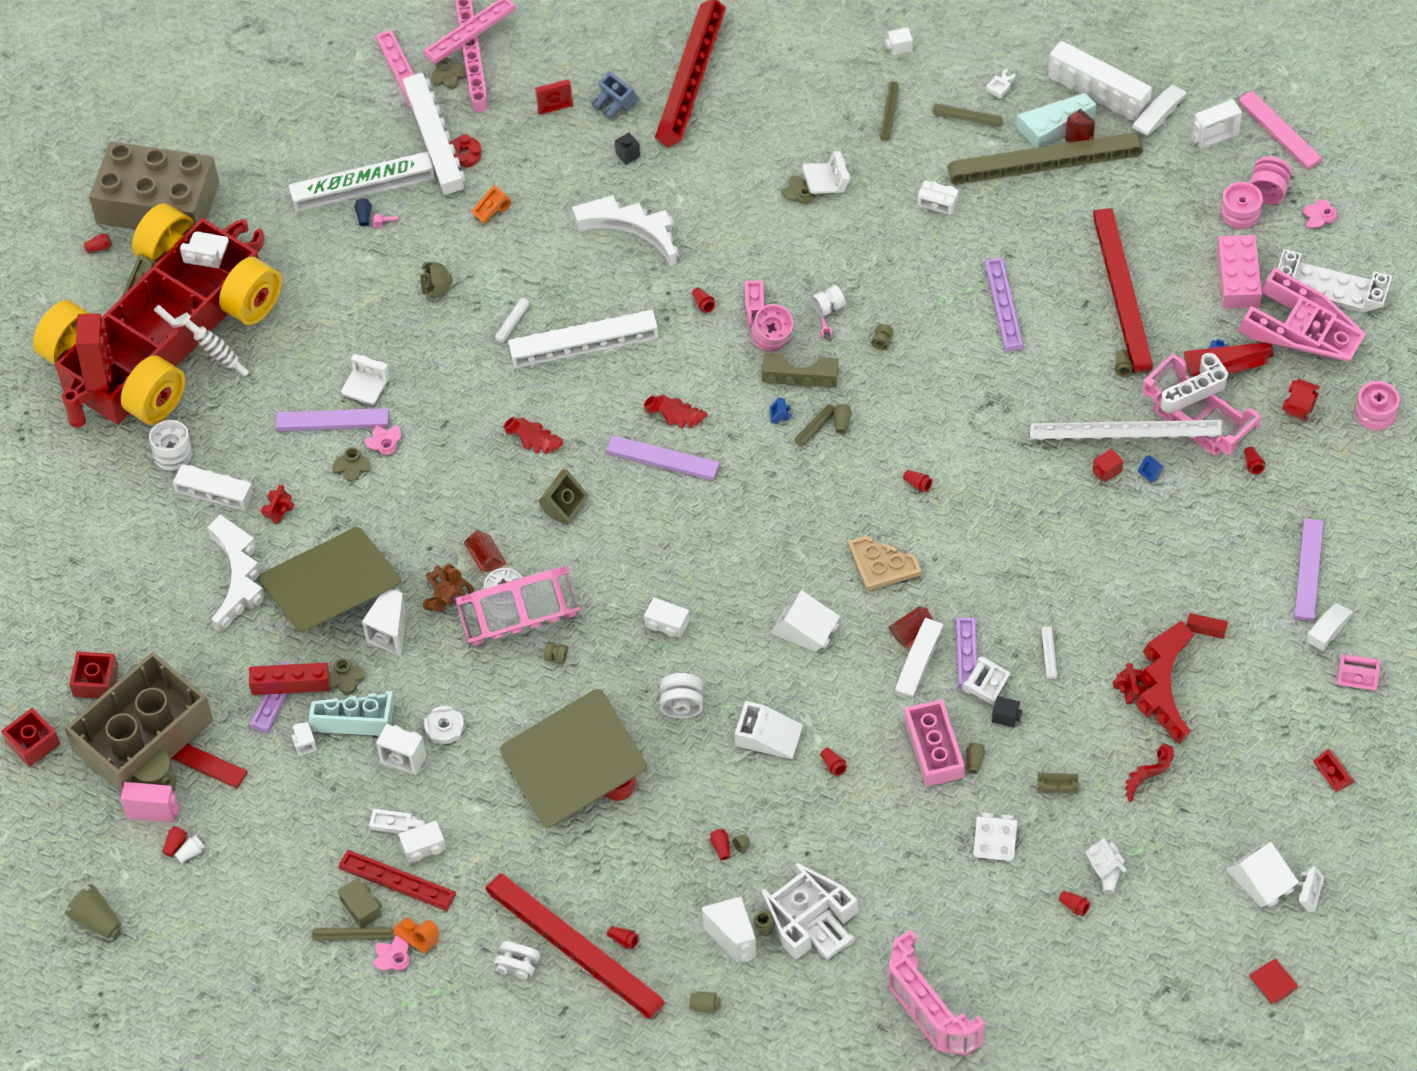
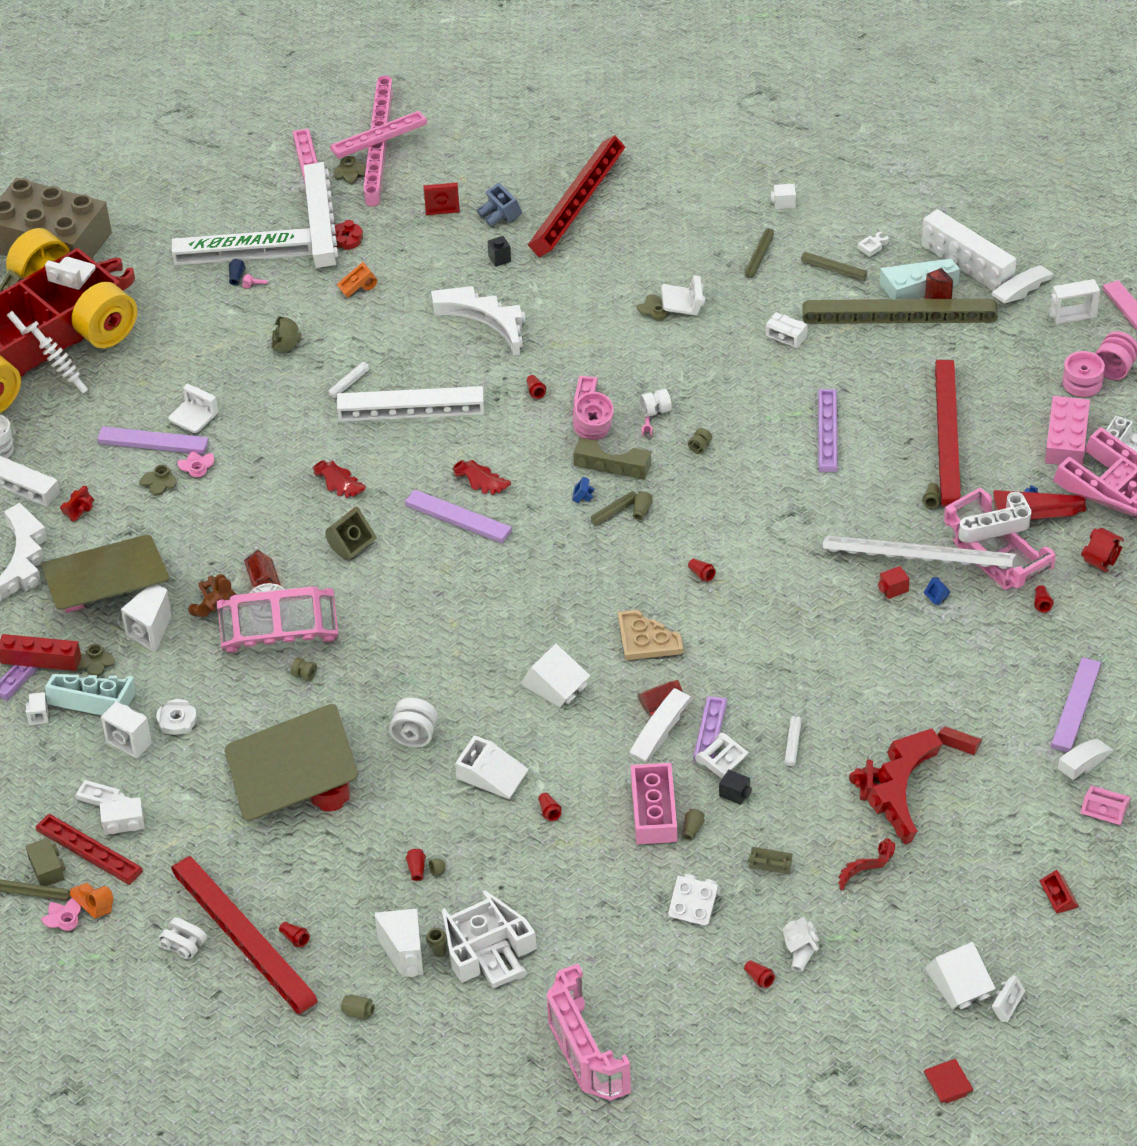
camera: 10 degrees right, 10 degrees down
(666, 618) = (420, 653): white brick -> none

